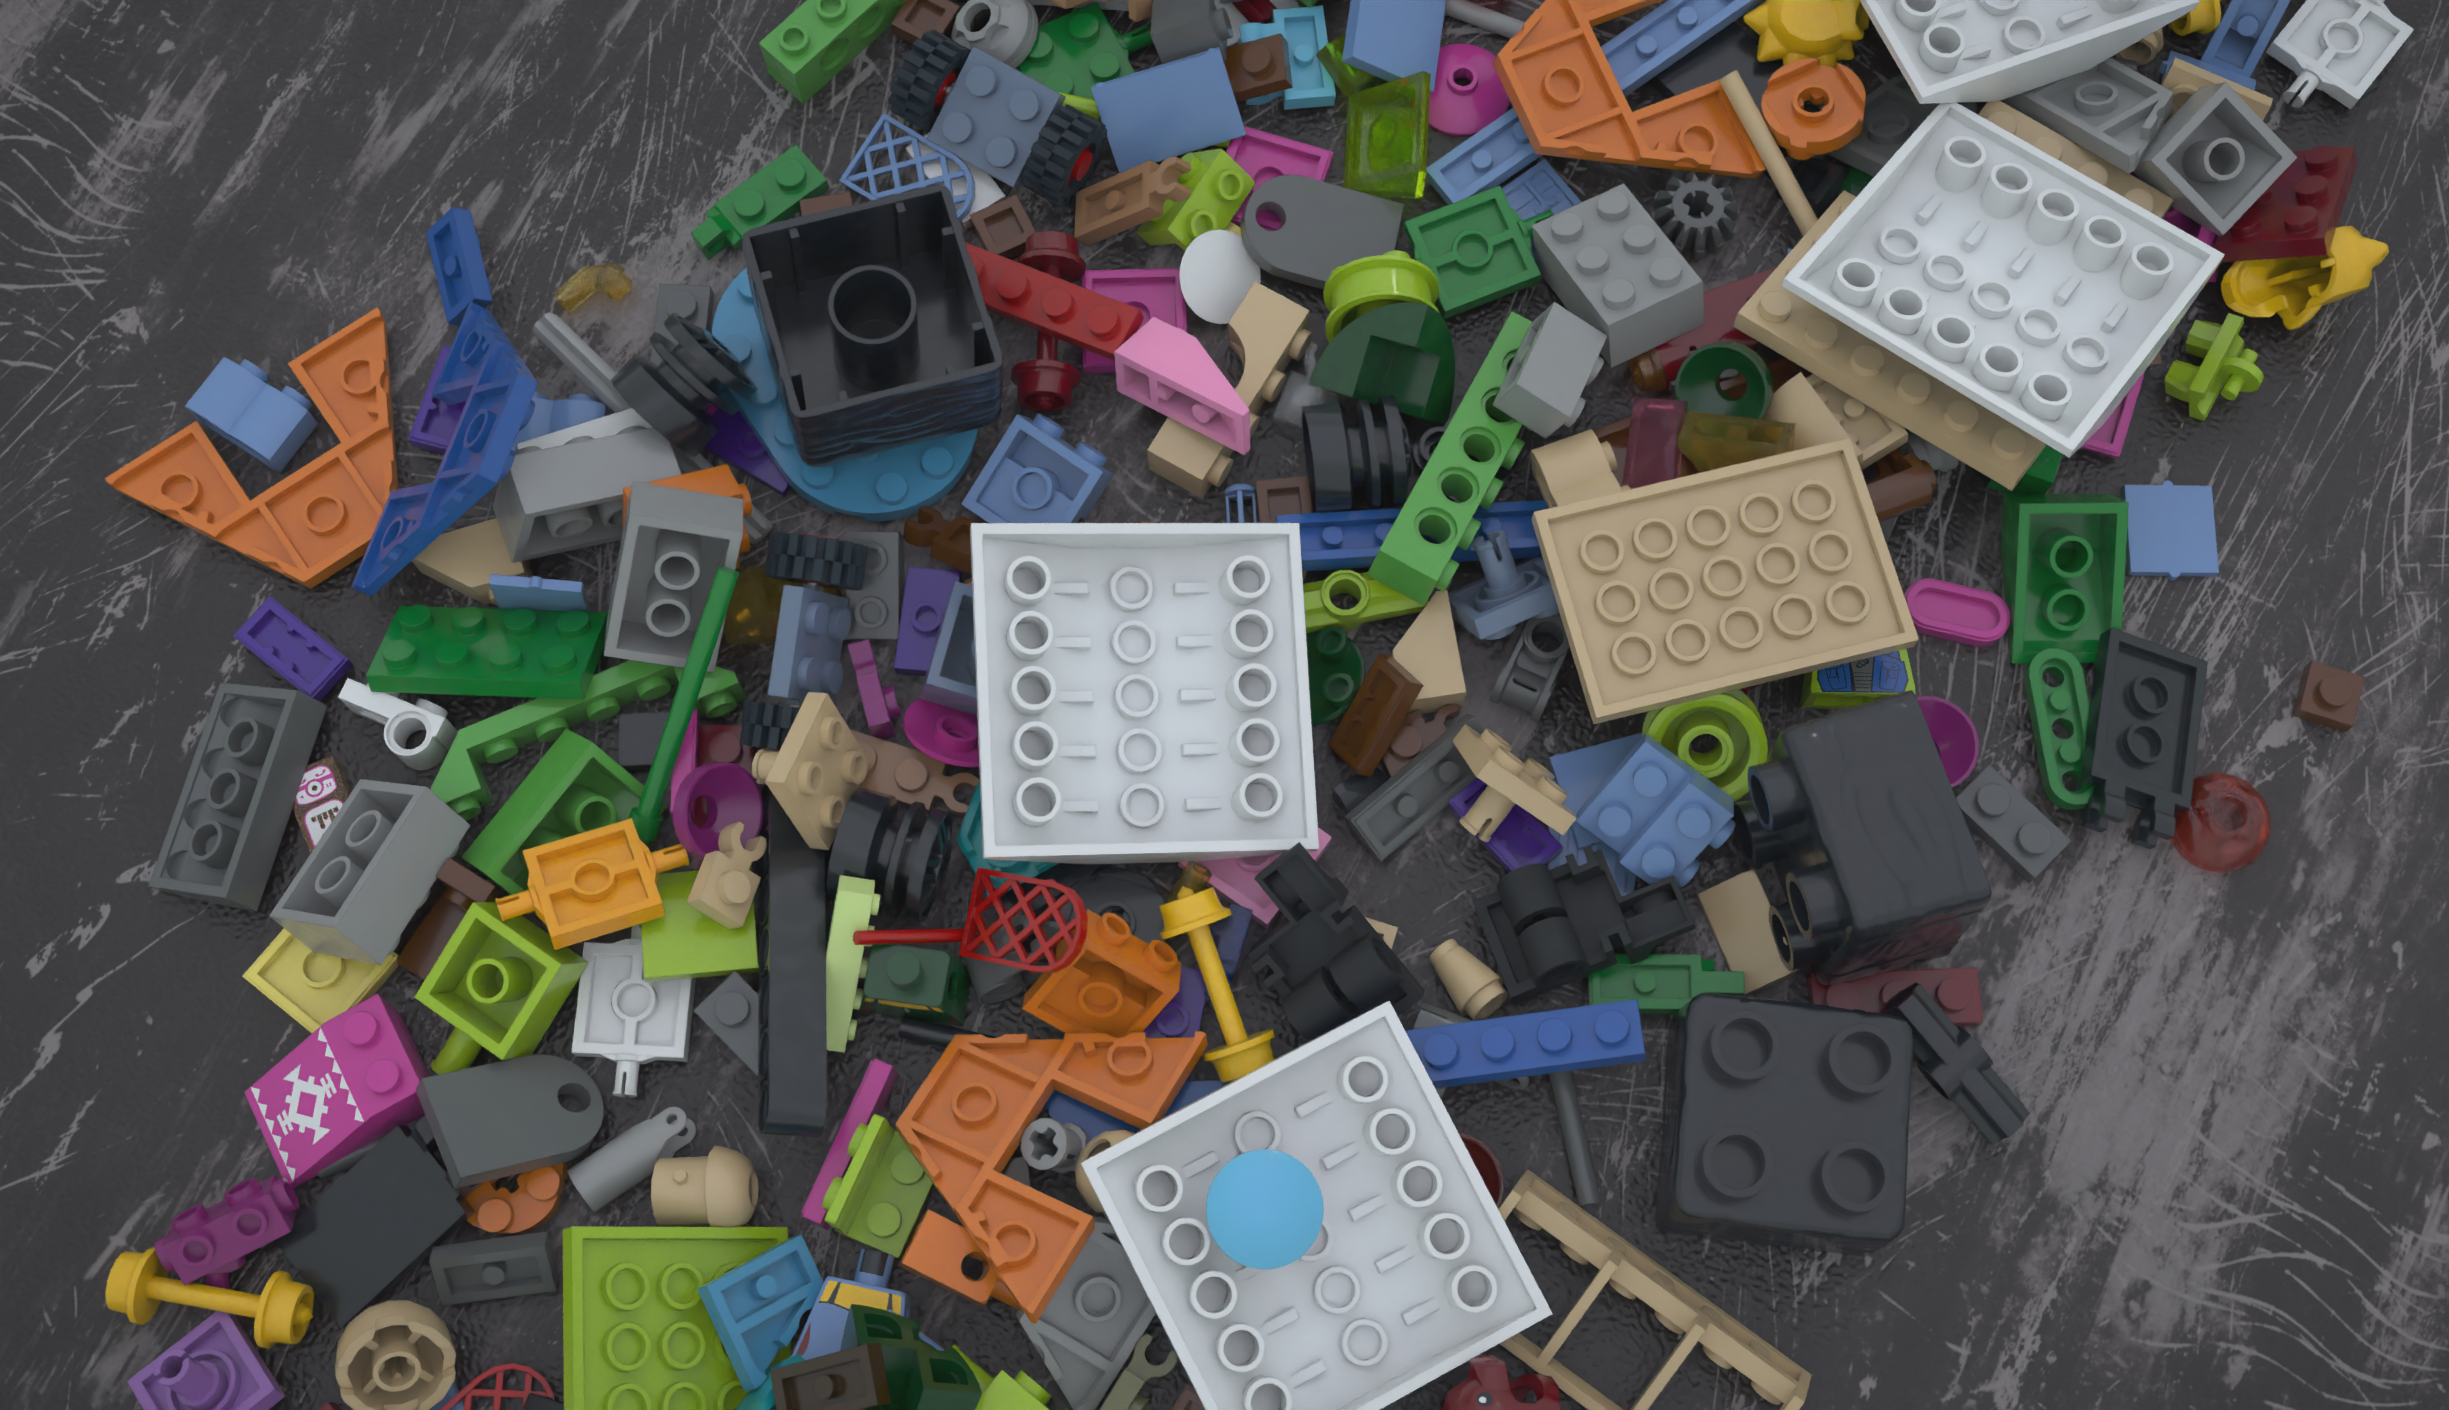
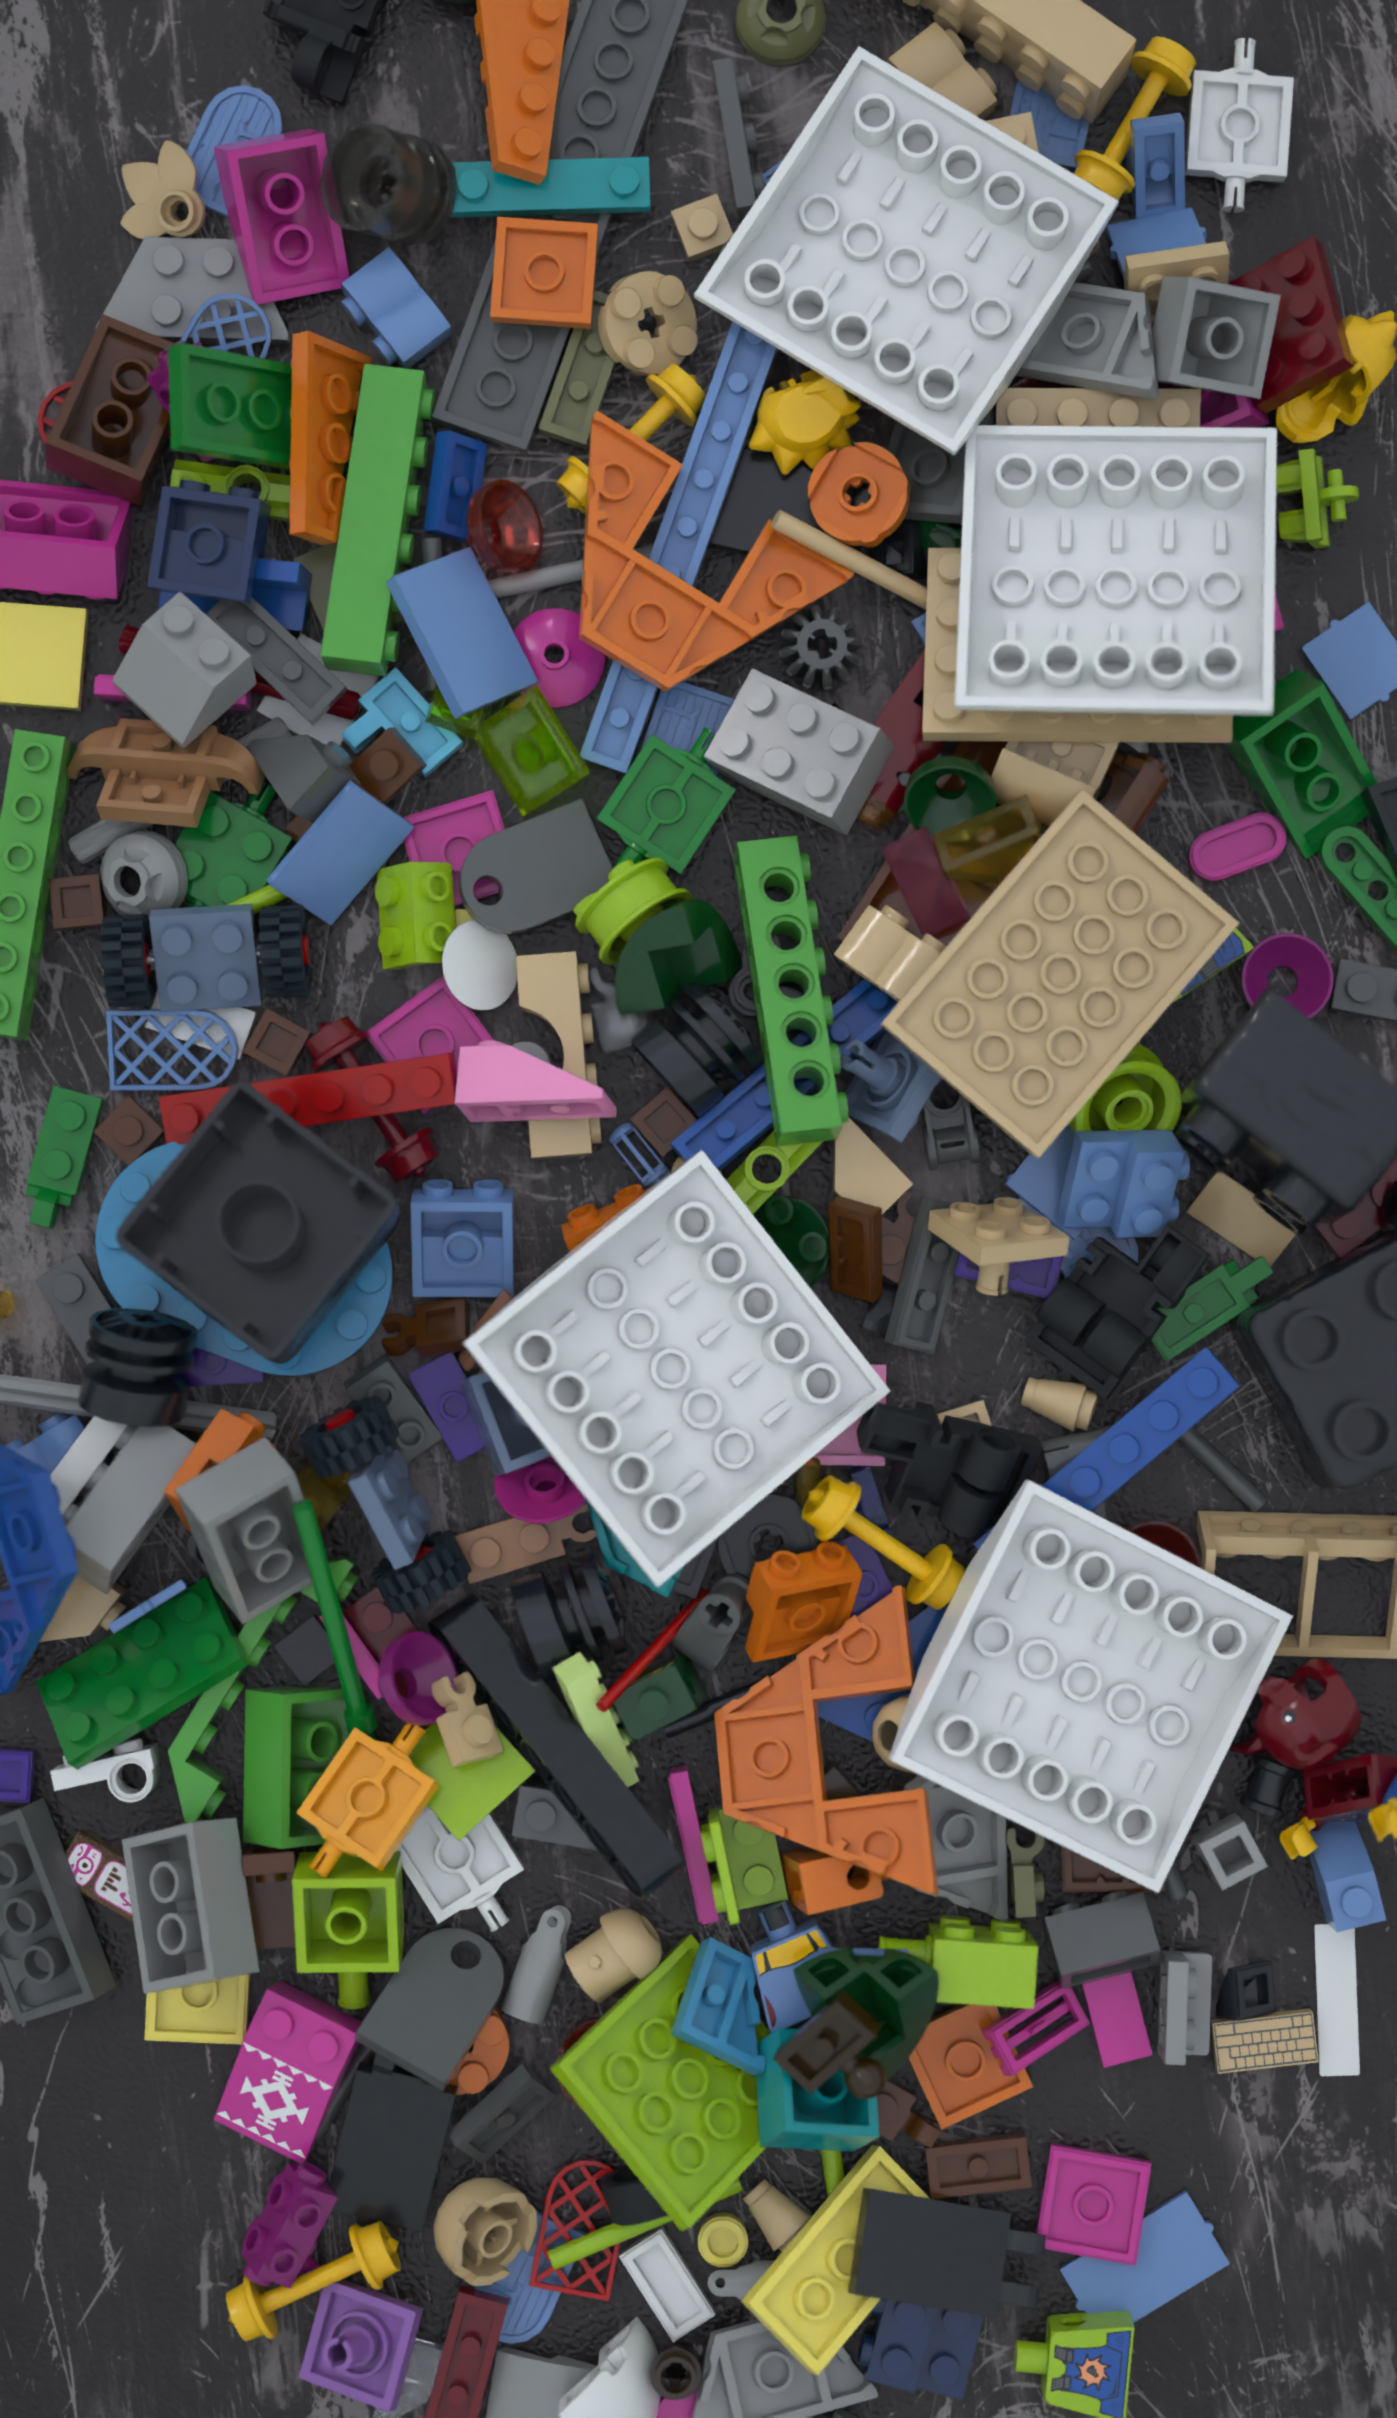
camera: 40 degrees left, 15 degrees up
(814, 770) = (472, 1601): tan plate -> none
(878, 702) = (466, 1499): magenta plate -> none
(978, 906) = (708, 1641): red window -> none
(1053, 1150) = (848, 1744): light grey bush -> none
(1128, 199) = (363, 955): medium nougat plate -> none
(1264, 1209) = (1044, 1697): medium azure dish -> none
(1551, 371) = (808, 881): light grey brick -> none

